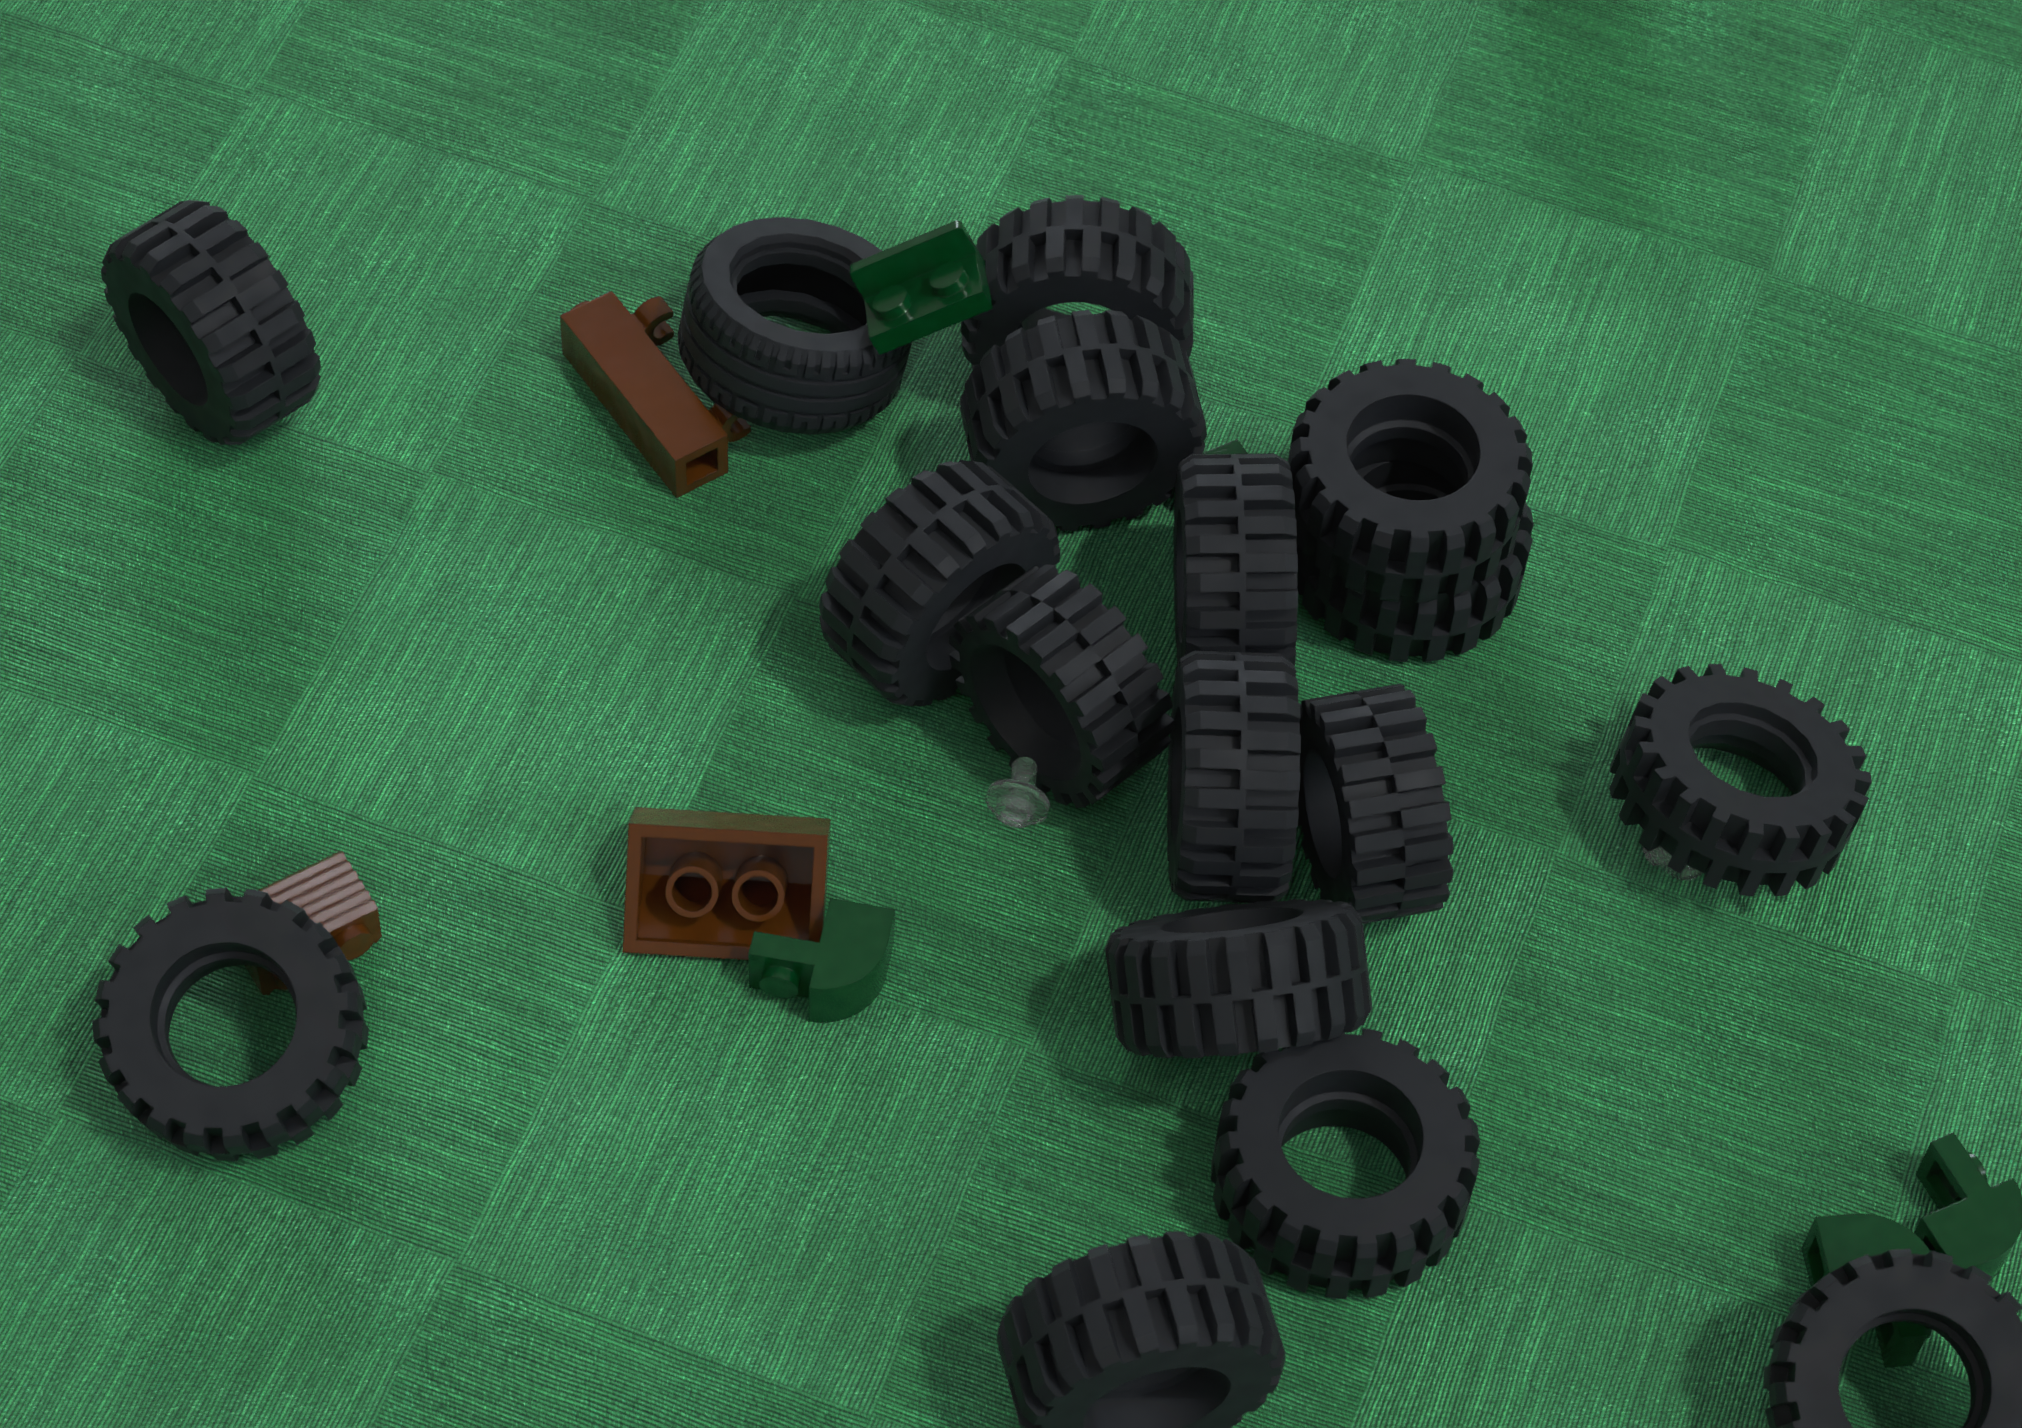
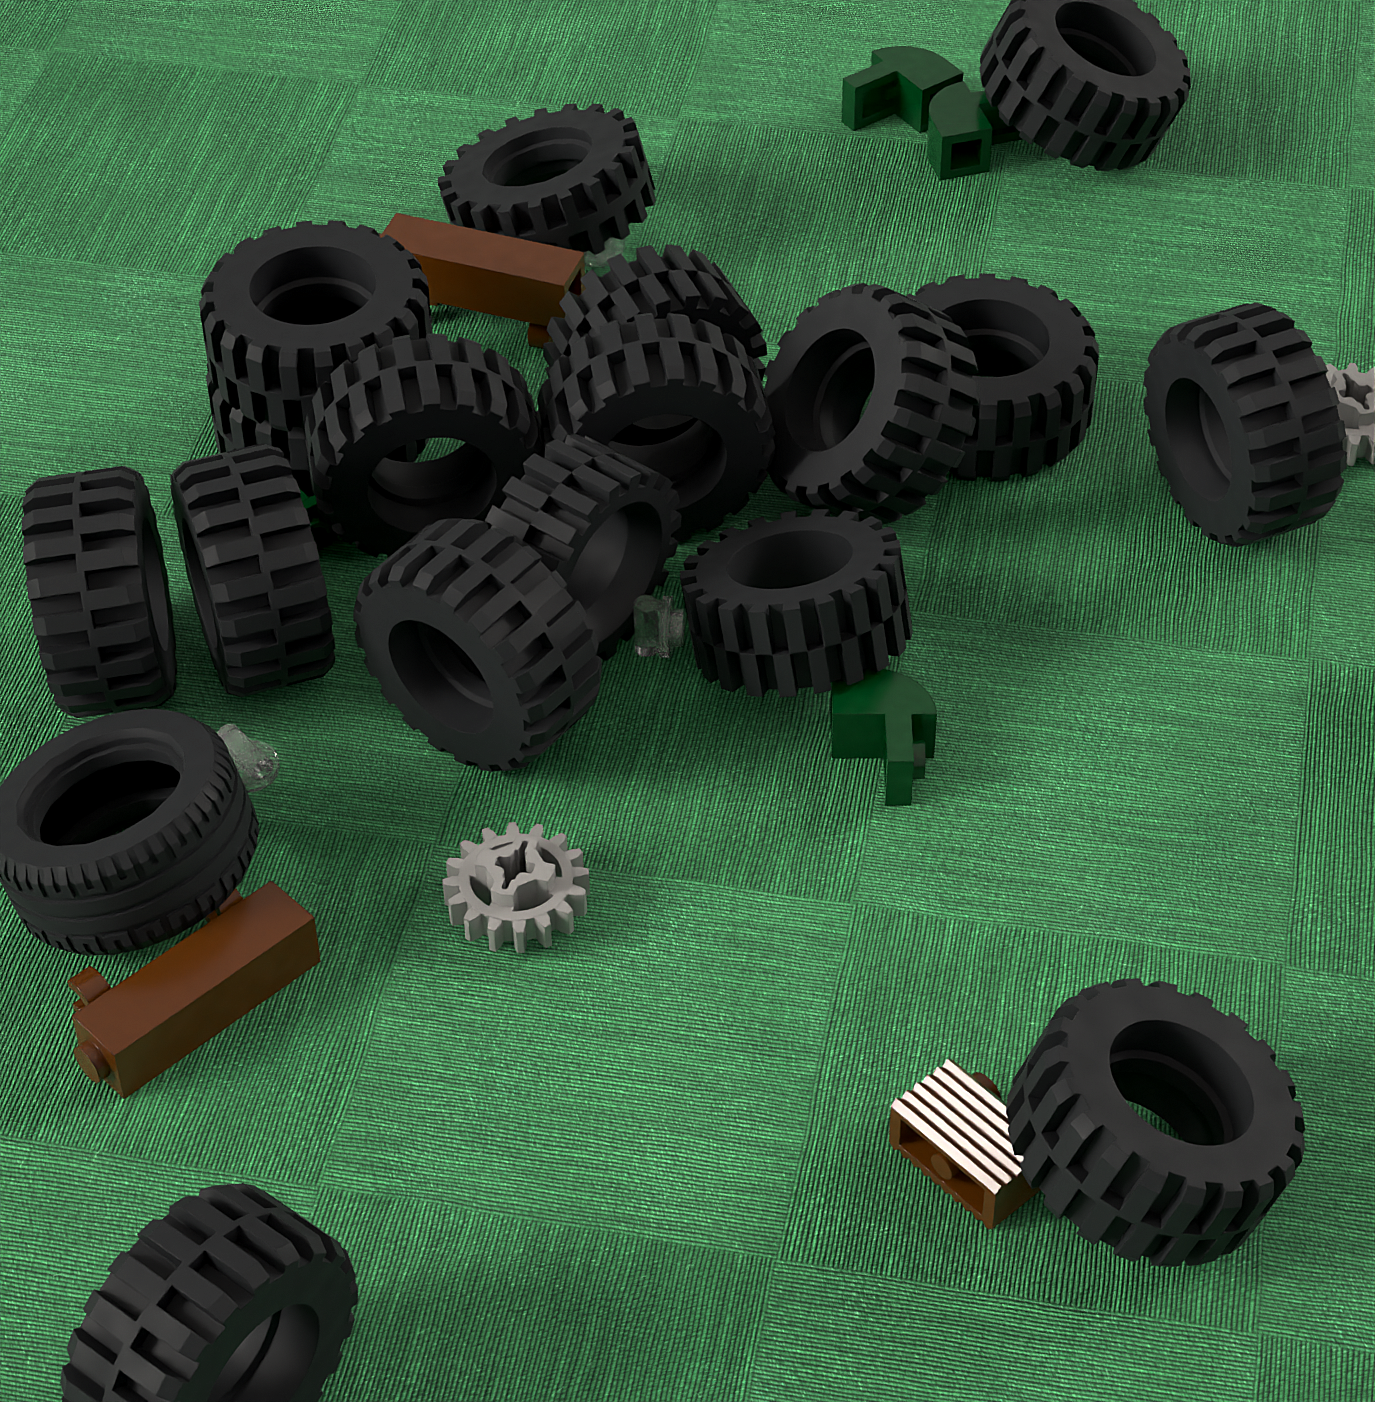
camera: 95 degrees left, 10 degrees down
(698, 631) = (516, 887): none -> light grey gear
(716, 877) = (815, 814): reddish brown slope -> none
(915, 451) = (254, 759): none -> clear plate
(922, 286) = (137, 656): dark green bracket -> none
(950, 932) = (797, 602): none -> black tyre
(1580, 692) = (492, 271): none -> reddish brown brick

